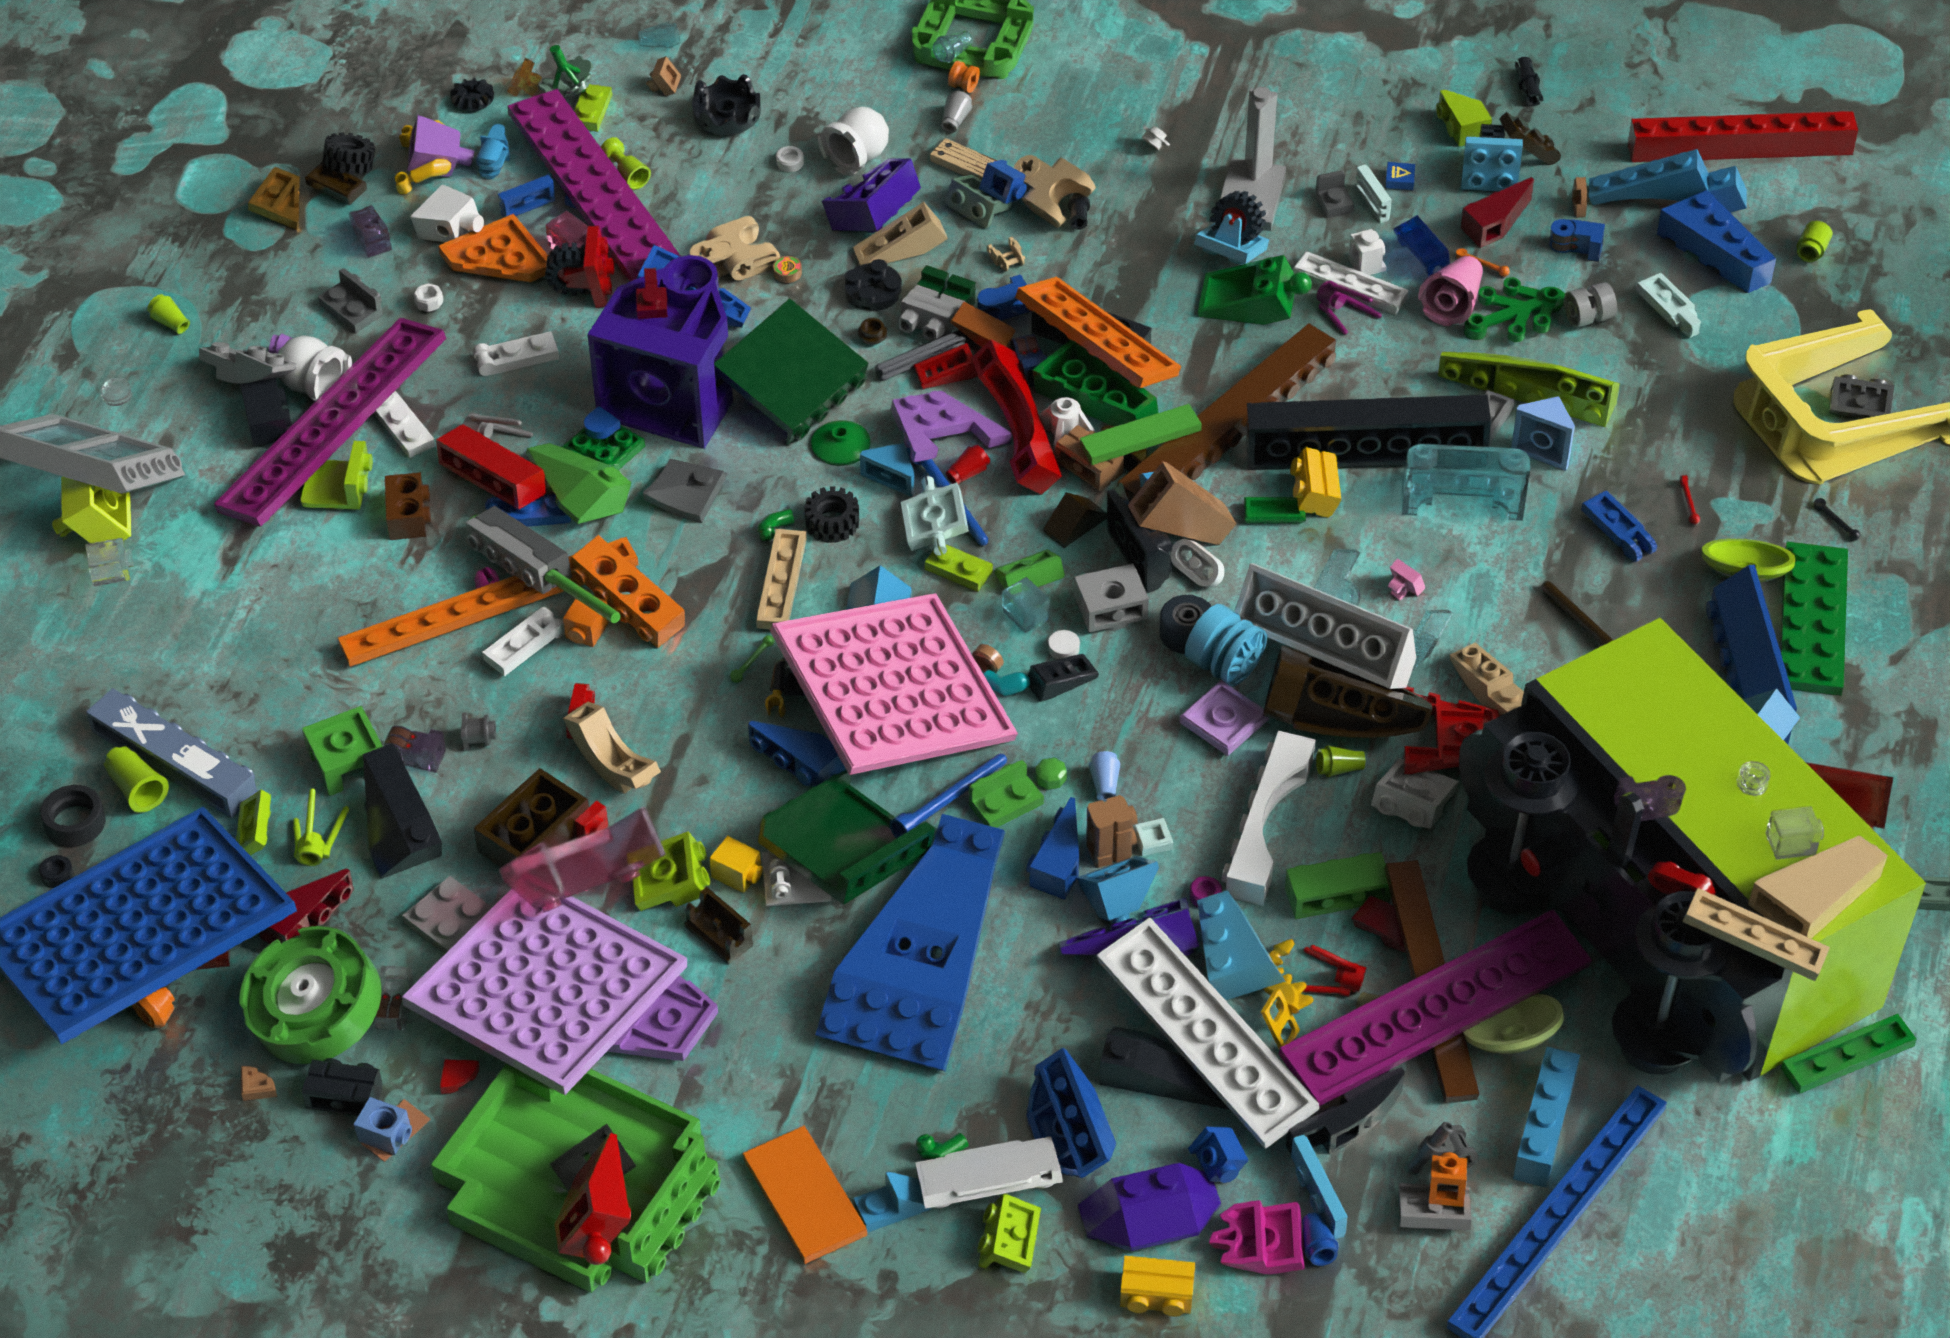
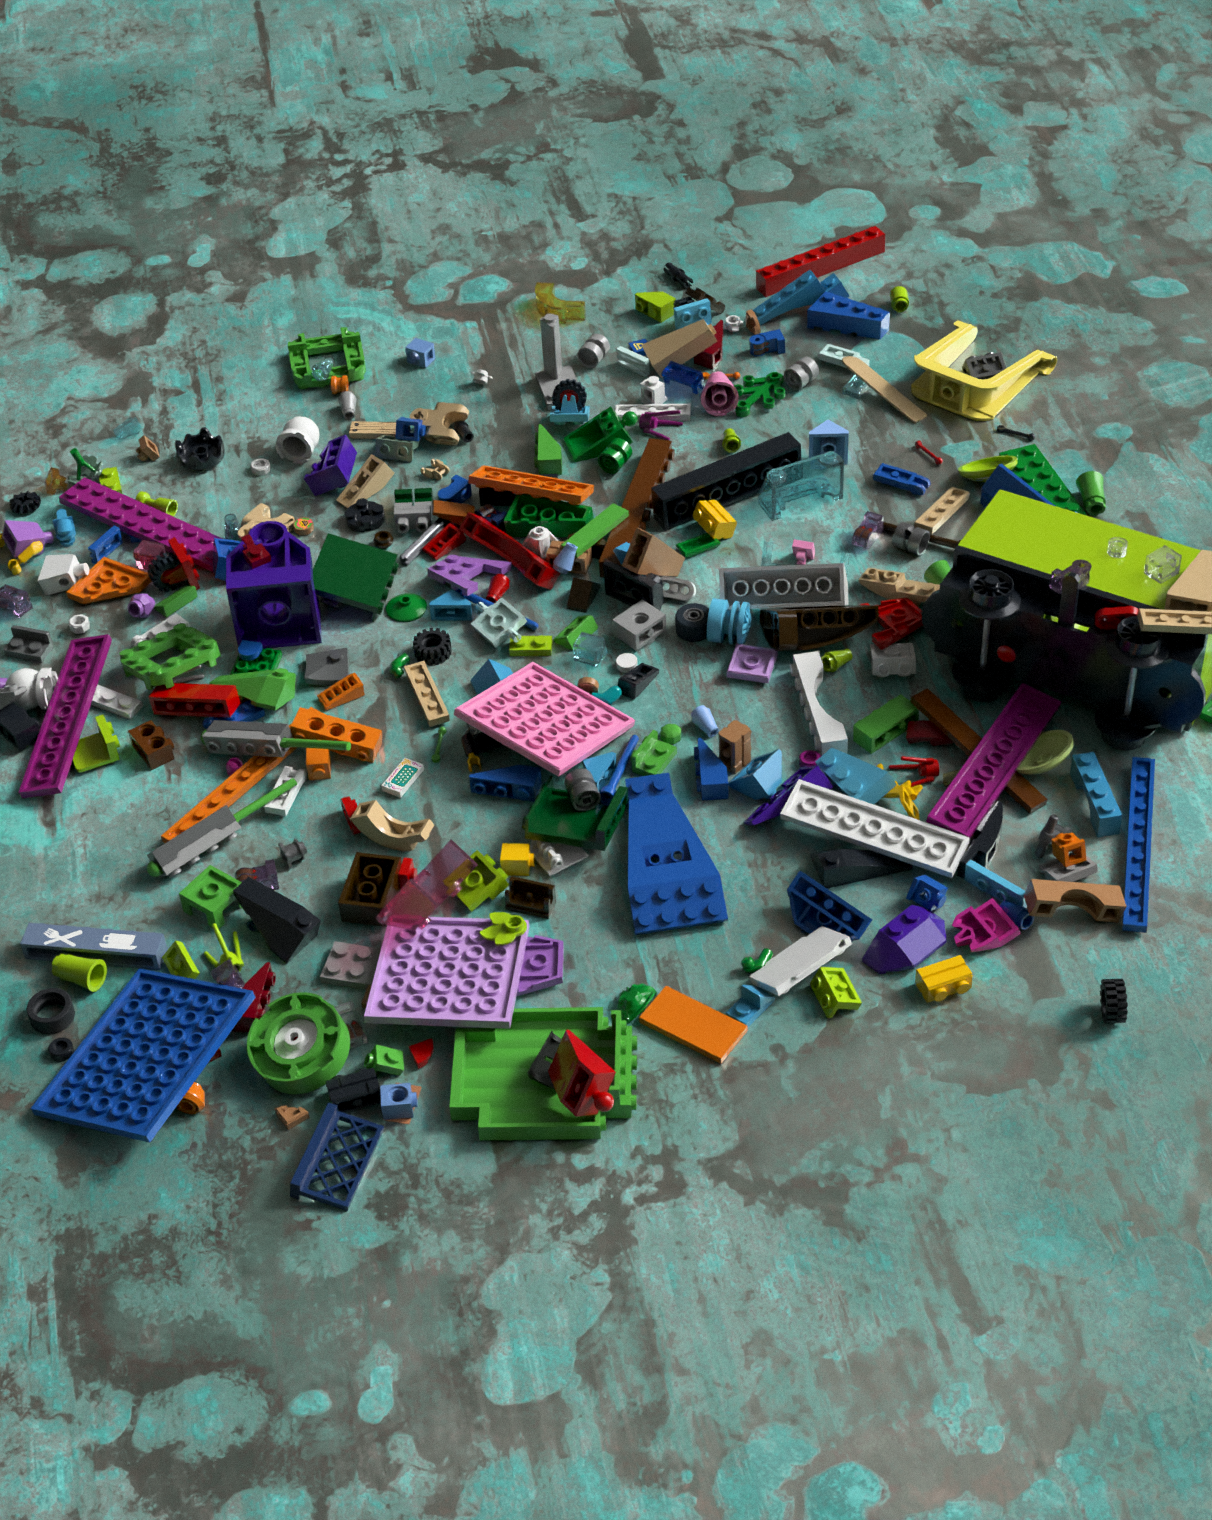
camera: 25 degrees left, 5 degrees down
(252, 1141) = (319, 1145): none -> dark blue fence
(289, 868) = (228, 975): none -> leg
(386, 661) = (205, 835): none -> piece
(405, 1065) = (385, 1060): none -> bright green bracket
(461, 414) = (200, 650): none -> bright green plate
(515, 303) = (141, 605): none -> medium lavender rock
(564, 313) = (176, 600): none -> bright green slope
(646, 957) = (504, 928): none -> lime plate
(677, 685) = (402, 777): none -> white tile
(690, 235) = (231, 527): none -> clear light blue cone
(695, 535) = (347, 688): none -> orange slope
(753, 1127) = (634, 1000): none -> green hat
(872, 806) = (582, 789): none -> flat silver wheel
(920, 785) = (601, 768): none -> dark azure slope
(1071, 462) = (564, 561): none -> light blue cone
(1099, 68) = (420, 353): none -> medium blue brick
(1153, 837) = (759, 743): light aqua tile -> none
(1162, 296) = (547, 453): none -> bright green slope
(1249, 330) = (614, 456): none -> green wheel
(1322, 71) = (548, 304): none -> clear yellow arch
(1330, 155) = (593, 350): none -> light grey wheel
(1333, 194) = (609, 371): dark grey bracket -> none
(1423, 371) = (731, 442): none -> lime cone
(1440, 1273) = (1100, 900): none -> medium nougat arch
(1443, 196) = (679, 345): none -> tan slope
(1516, 586) = (868, 530): none -> clear purple leg
(1532, 380) = (798, 421): lime wedge -> none
(1552, 187) = (733, 323): none -> white plate
(1565, 623) = (911, 538): none -> flat silver wheel
(1638, 598) = (942, 509): none -> tan plate
(1664, 353) = (855, 387): none -> clear light blue plate
(1691, 376) = (884, 389): none -> tan piece
(1872, 659) = (1092, 492): none -> bright green plant

